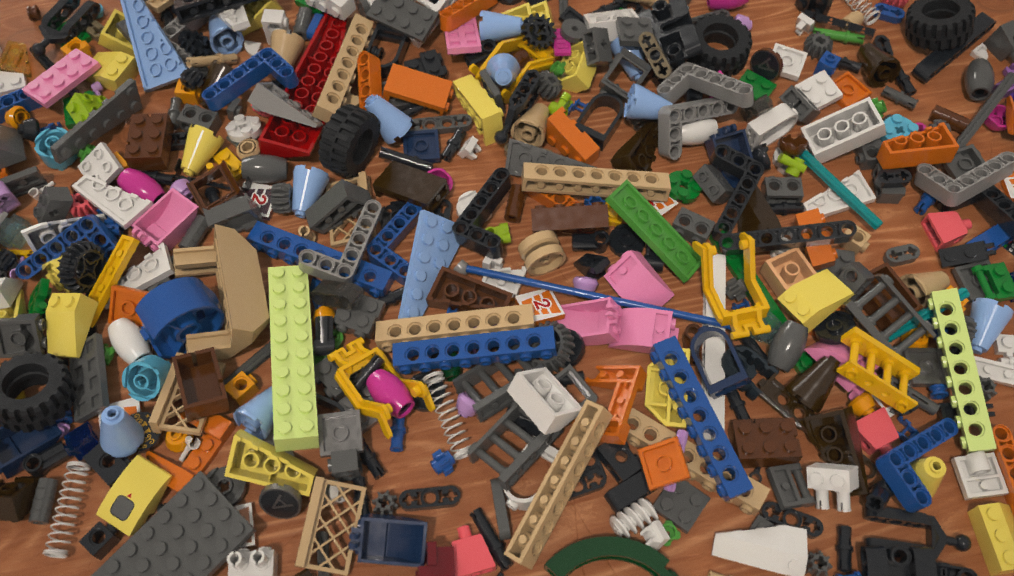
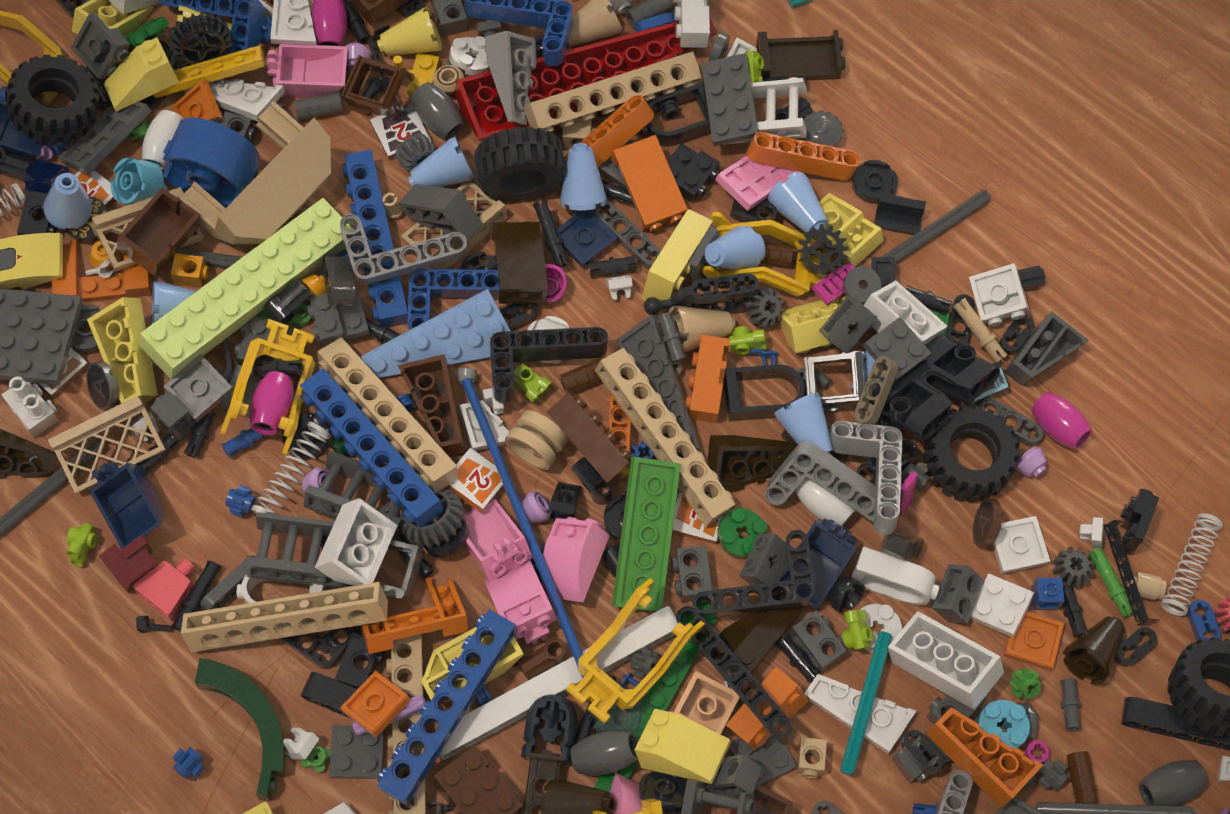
camera: 50 degrees right, 5 degrees up
(237, 214) = (358, 125): dark grey piece -> none
(382, 498) = (161, 472): dark grey gear -> none
(424, 491) = (215, 523): black beam -> none
(532, 137) = (671, 337): none -> dark grey pin
(558, 68) = (796, 303): bright green plate -> none
(633, 517) = (305, 715): white piece -> none
(728, 384) = (495, 699): dark blue window -> none
(738, 405) = (506, 745): black pin -> none
(760, 84) = (954, 541): green plate -> none
(791, 146) = (883, 615): reddish brown hair -> none
(904, 81) = (1102, 696): black pin -> none

